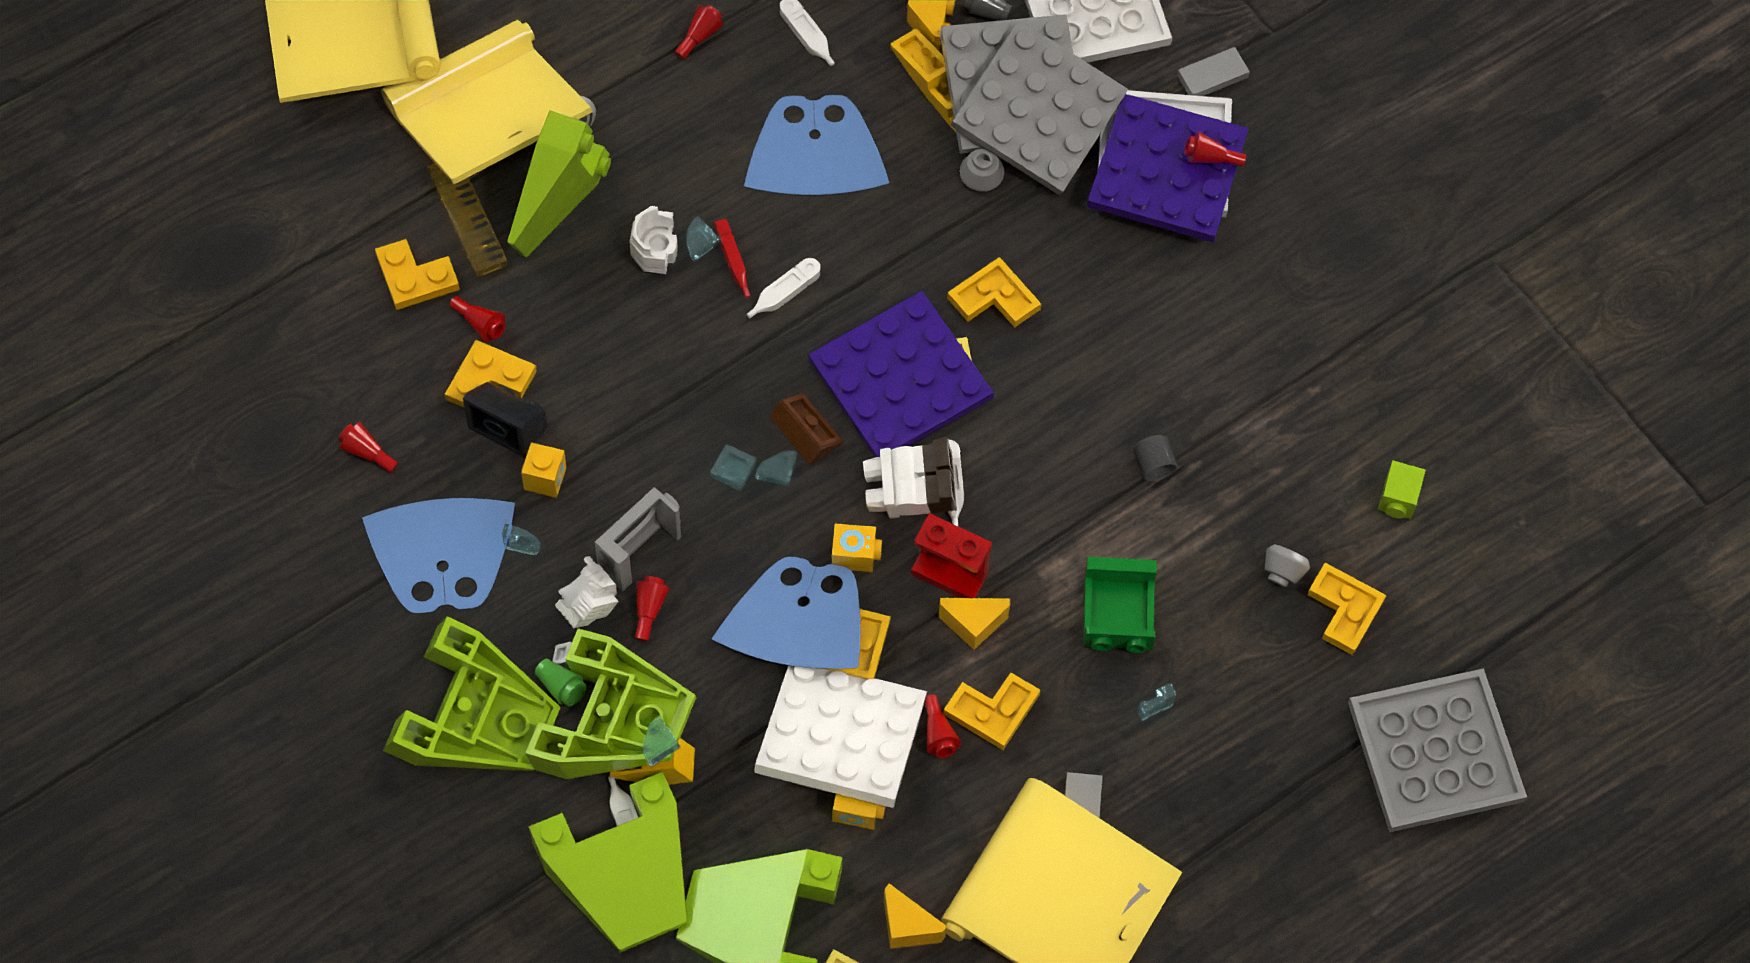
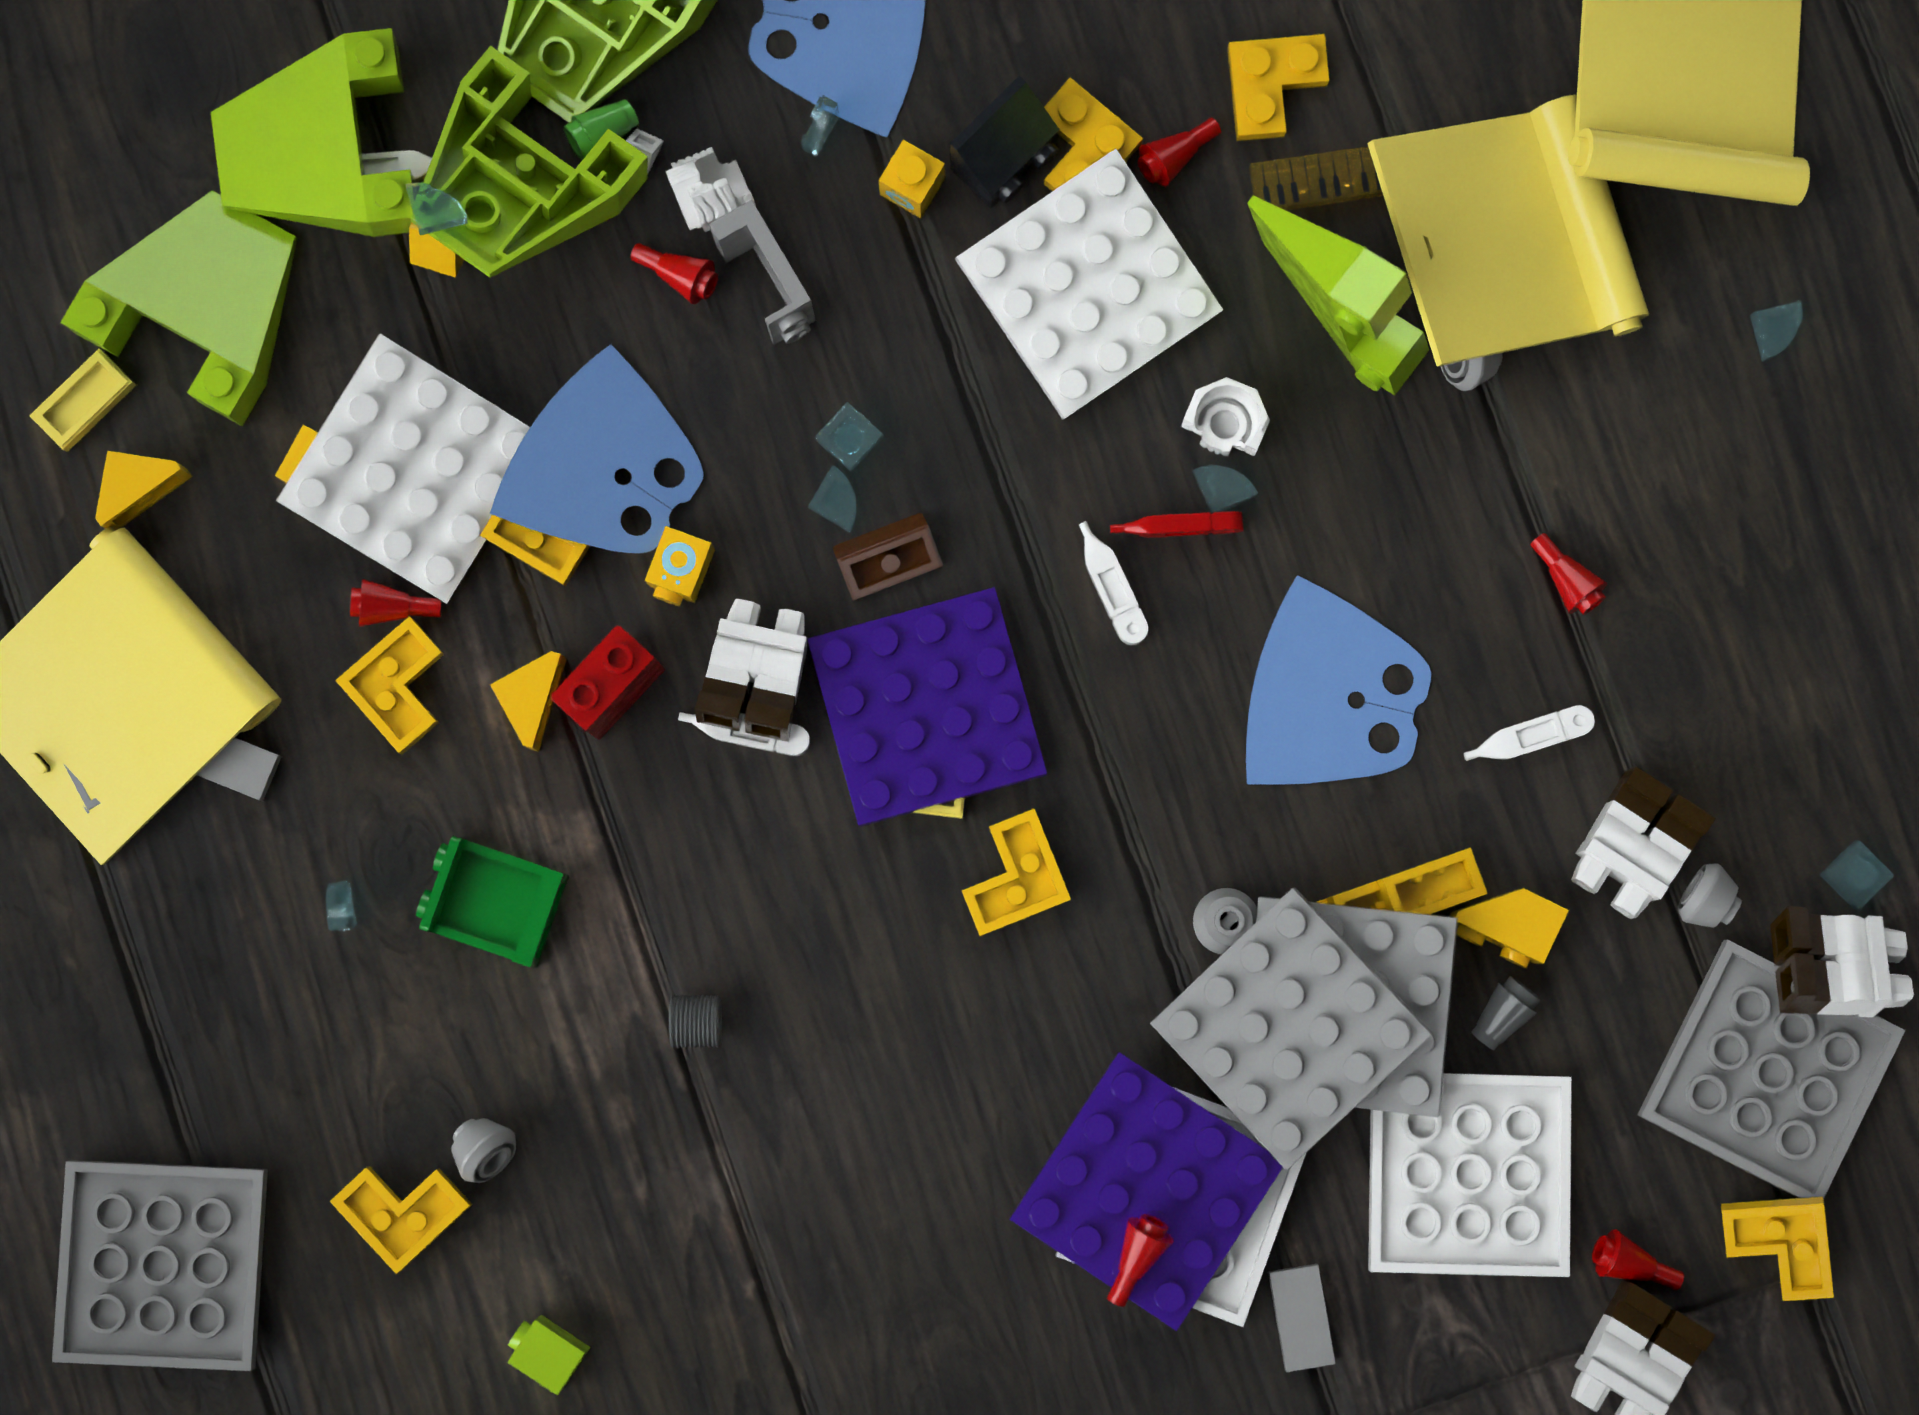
camera: 110 degrees right, 20 degrees up
(586, 346) = (1089, 284): none -> white plate

